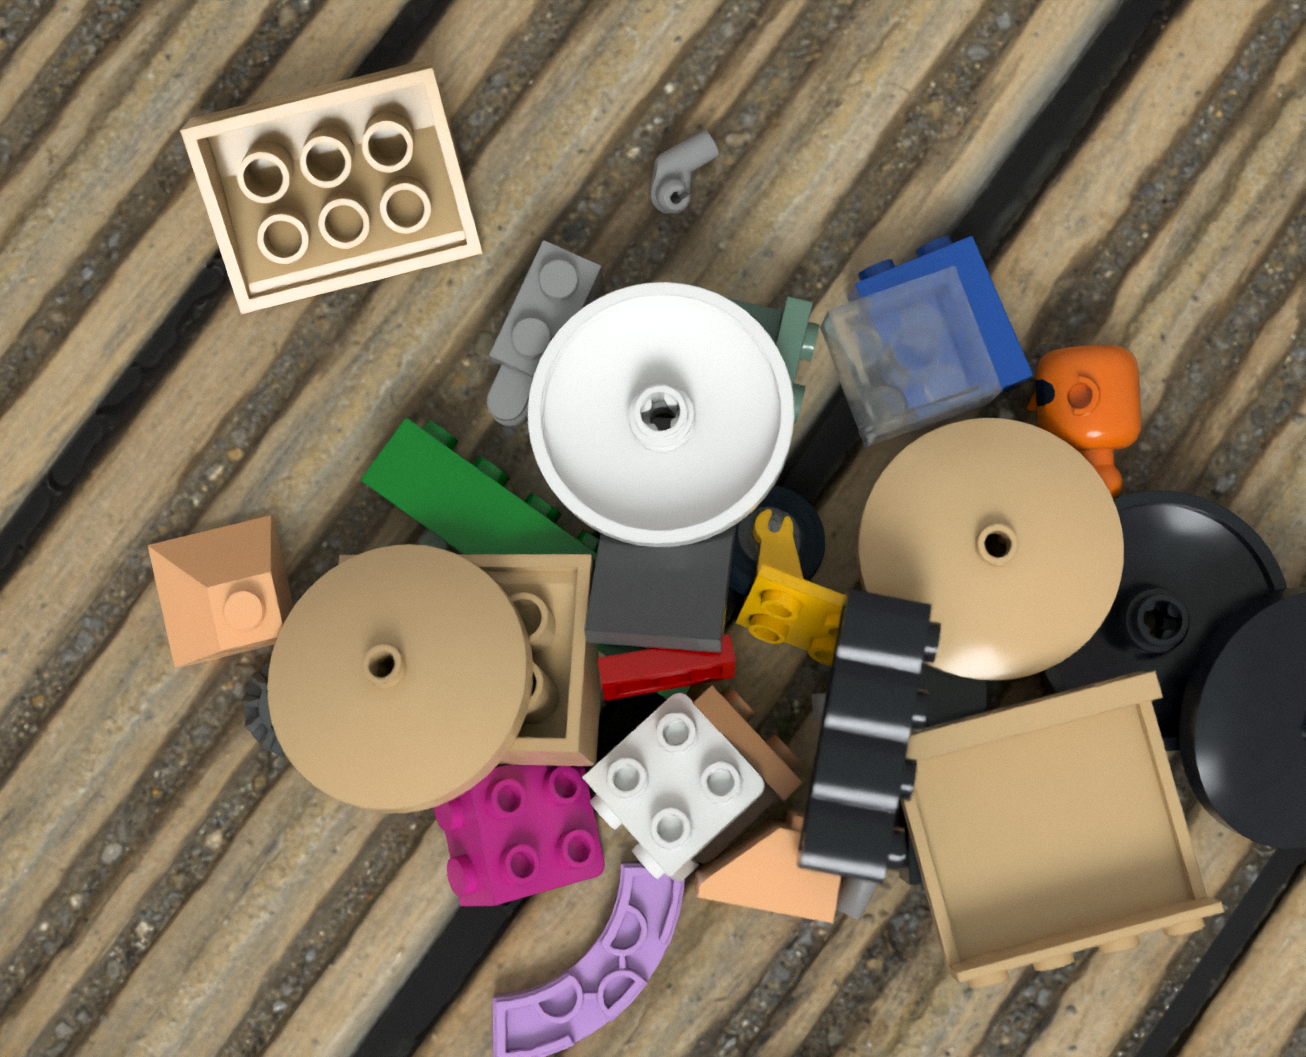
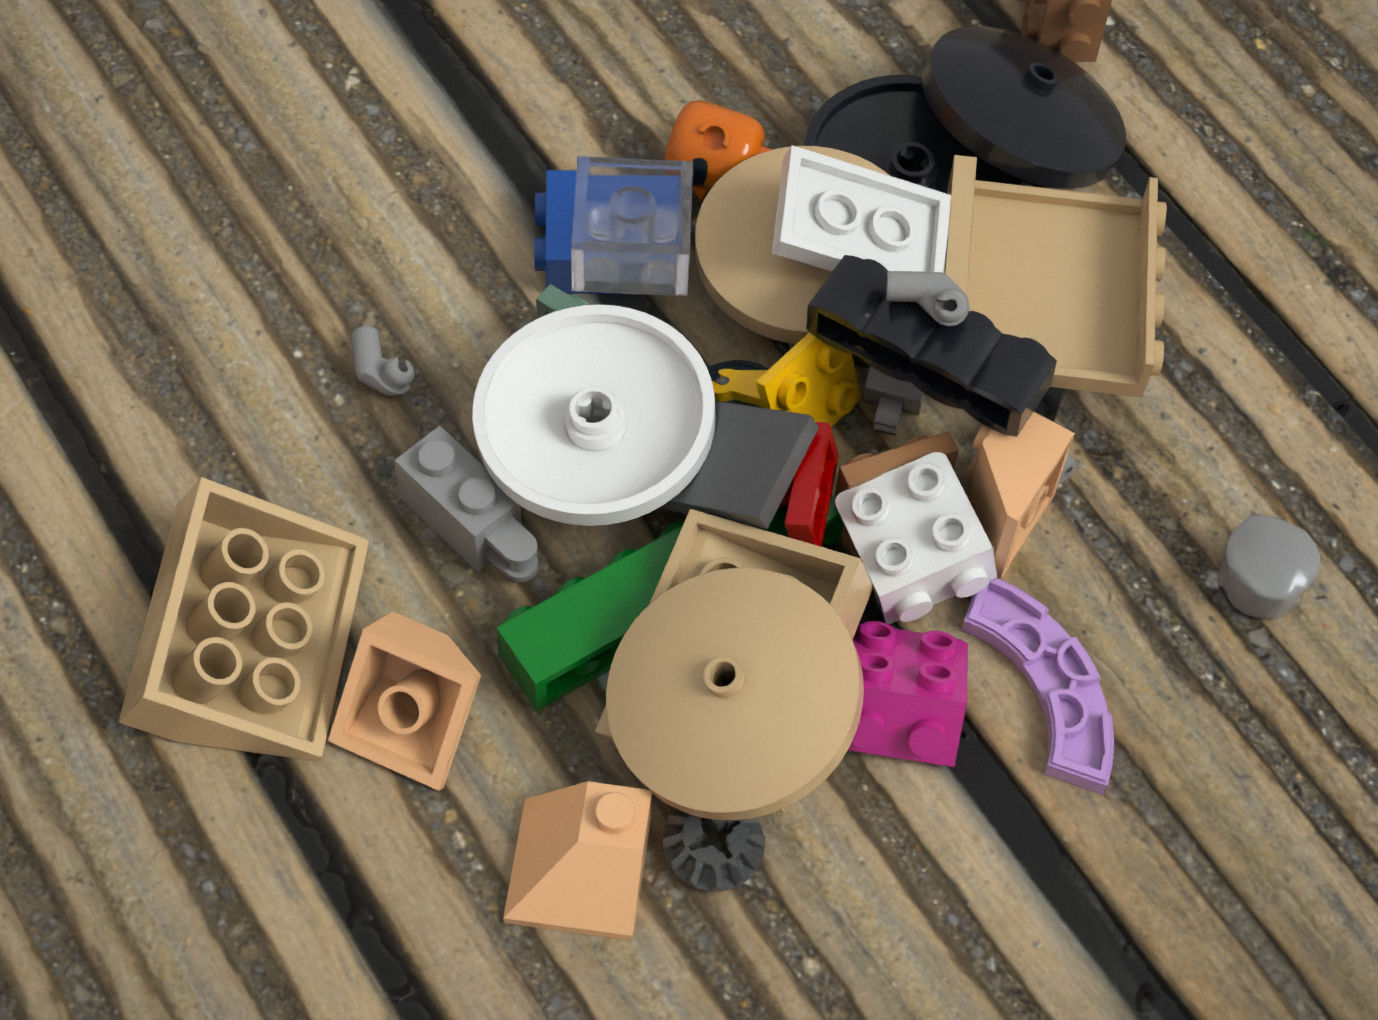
camera: 70 degrees left, 25 degrees down
(318, 363) = (406, 699): none -> light nougat slope
(903, 723) = (932, 291): none -> light grey arm
(1004, 603) = (846, 209): none -> white plate

